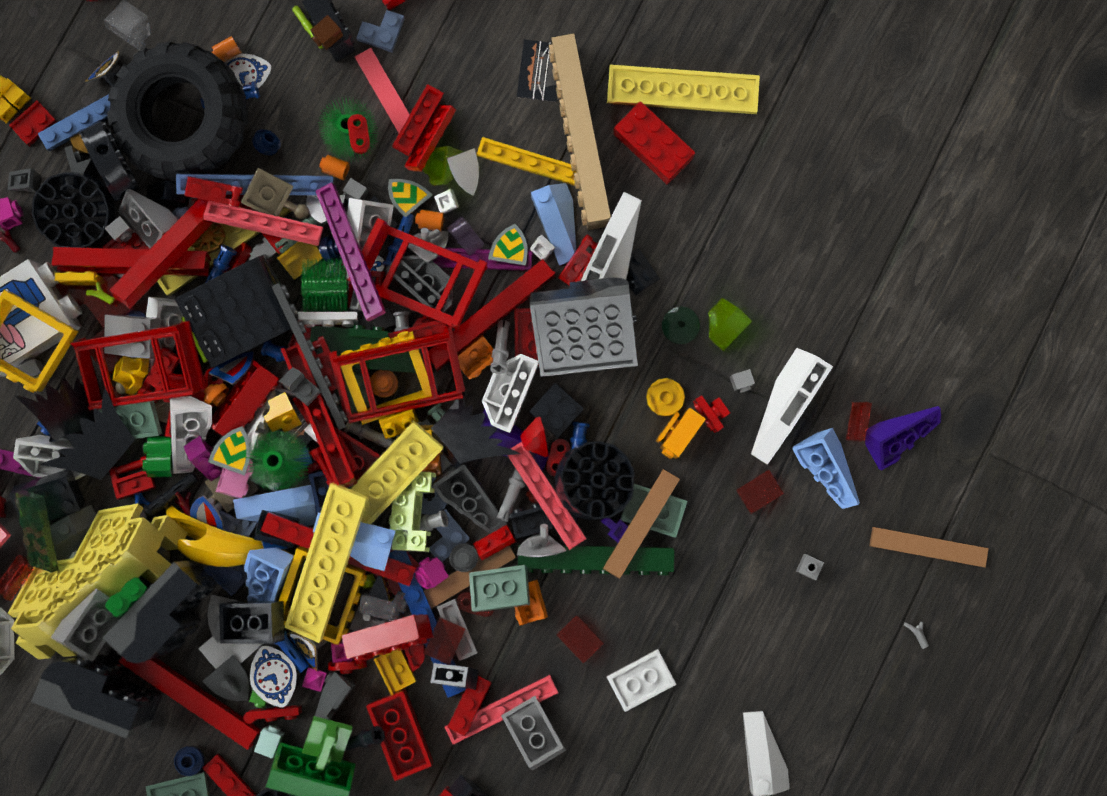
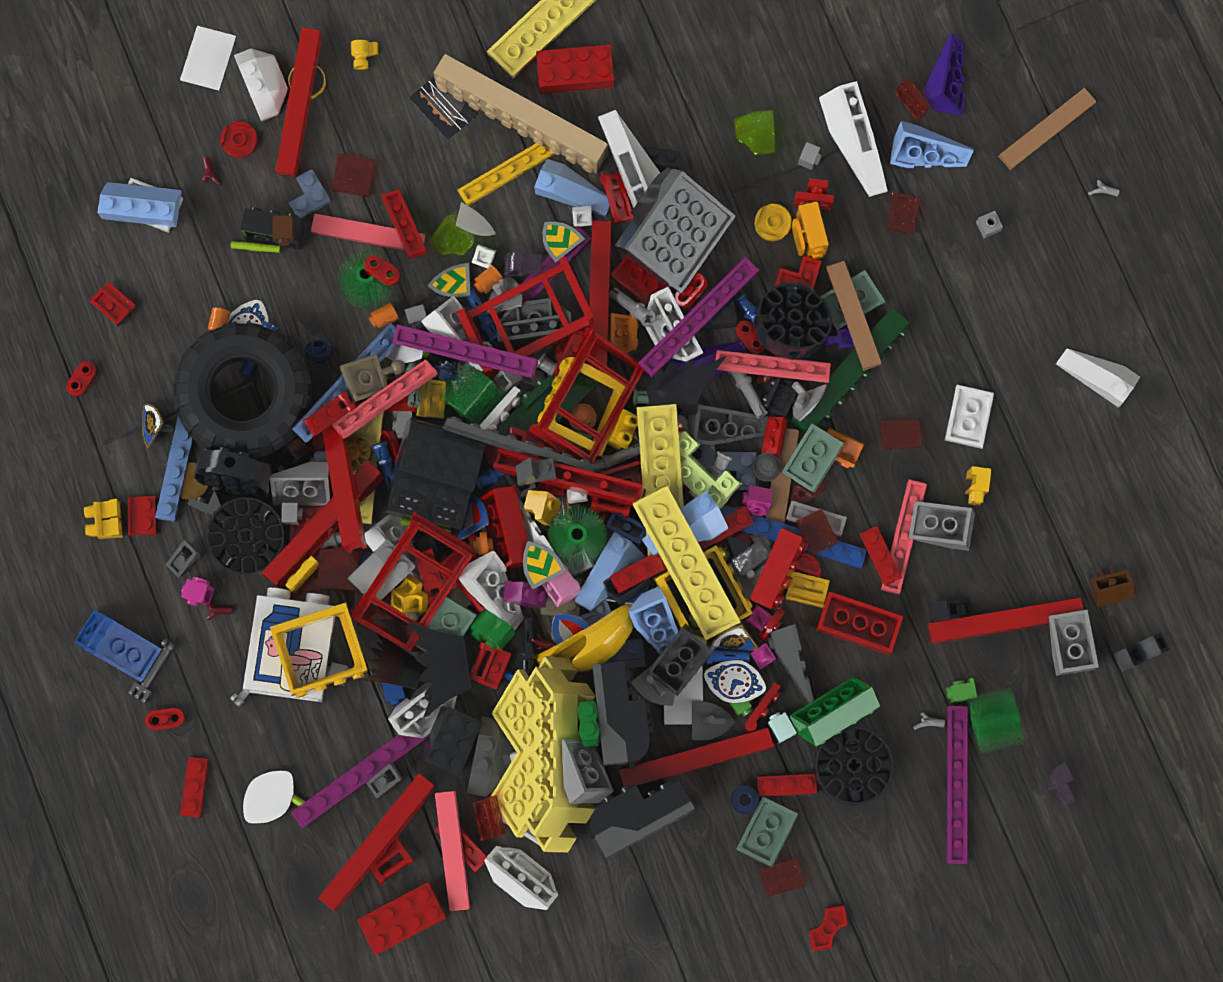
camera: 50 degrees left, 5 degrees down
(36, 530) = (473, 761): clear green plate -> none
(100, 294) = (329, 567): lime bar -> none
(129, 24) = (135, 376): clear plate -> none
(326, 741) = (818, 678): bright green bracket -> none
(366, 738) = (841, 648): black pin -> none
(426, 50) = (353, 175): none -> clear red plate
(430, 138) = (426, 226): red plate -> none
(454, 676) = (850, 545): black slope -> none
(533, 405) = (698, 317): none -> magenta plate
(534, 438) = (723, 337): red slope -> none
(551, 383) = (692, 291): none -> red plate
(589, 737) = (980, 484): none -> yellow hips
(639, 459) = (806, 275): none -> red plate
(674, 332) = (724, 174): clear green dish -> none

